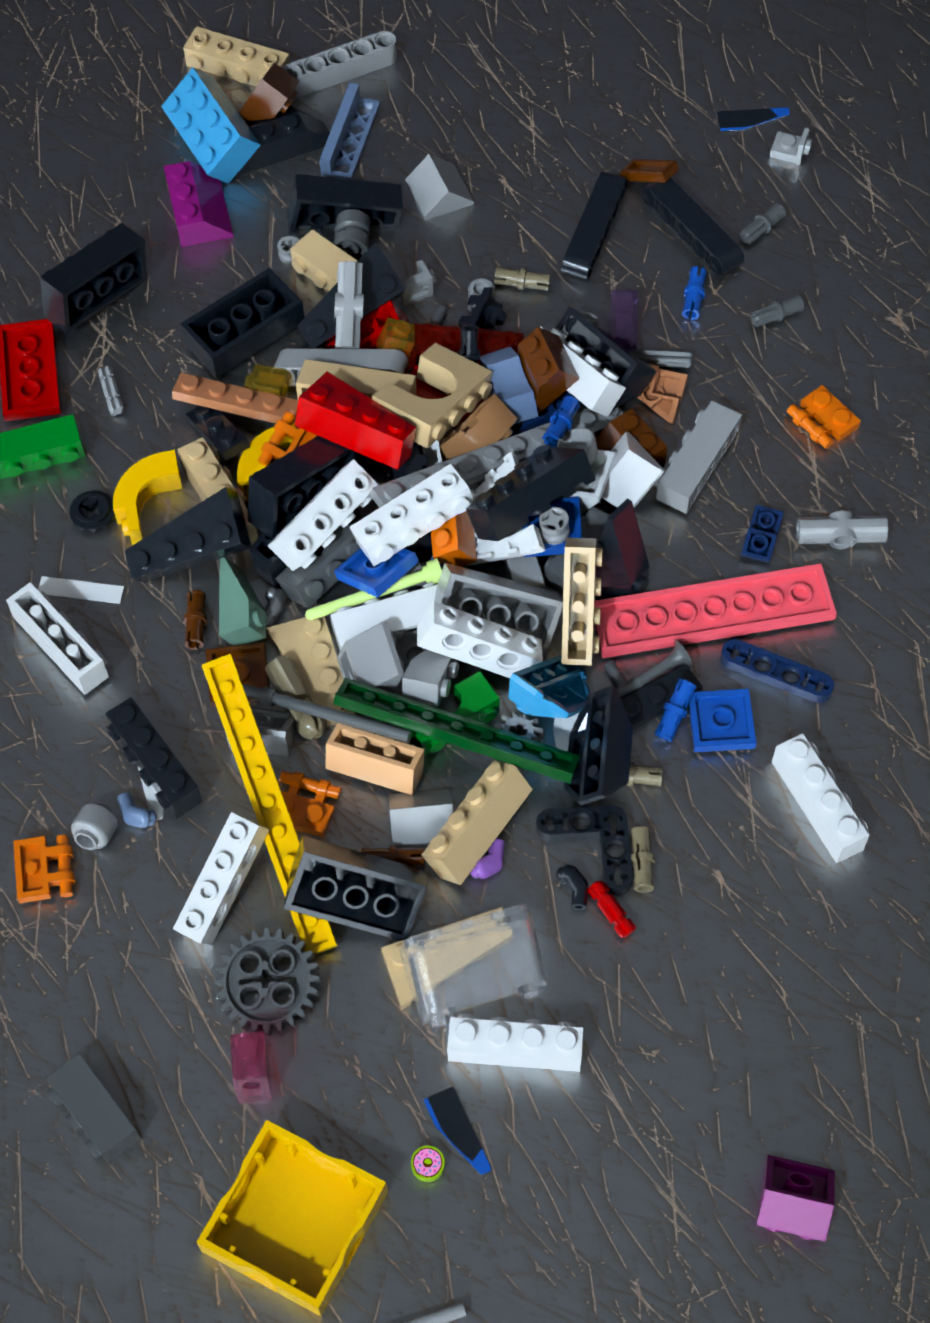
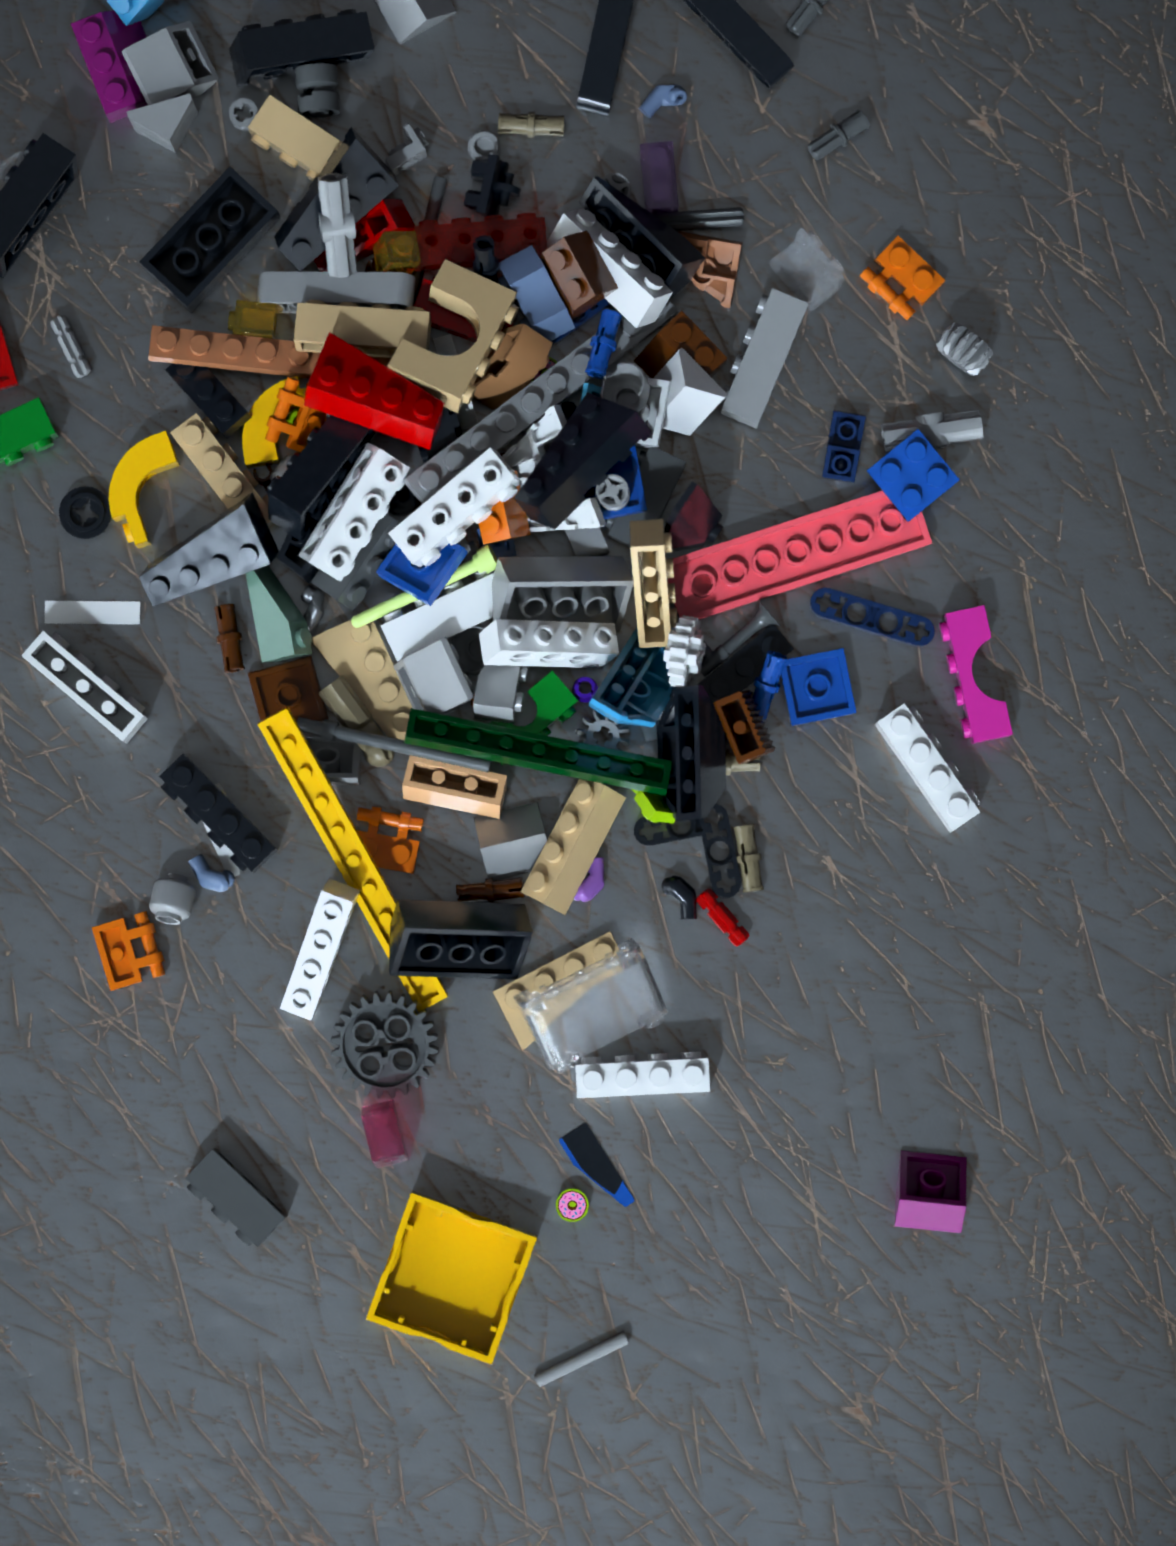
camera: 10 degrees left, 25 degrees up
(224, 237) = (165, 121): none -> light grey slope
(237, 203) = (170, 64): none -> light grey slope
(503, 692) = (584, 698): none -> dark purple pin
(557, 795) = (653, 807): none -> lime plate
(602, 662) = (684, 651): none -> white gear
(633, 271) = (663, 96): none -> sand blue arm
(651, 733) = (744, 726): none -> reddish brown brick
(694, 293) = (738, 119): blue pin -> none
(747, 394) = (808, 270): none -> clear bracket
(823, 554) = (913, 475): none -> blue plate
(875, 467) = (964, 349): none -> light grey gear
(876, 761) = (984, 717): none -> dark pink arch

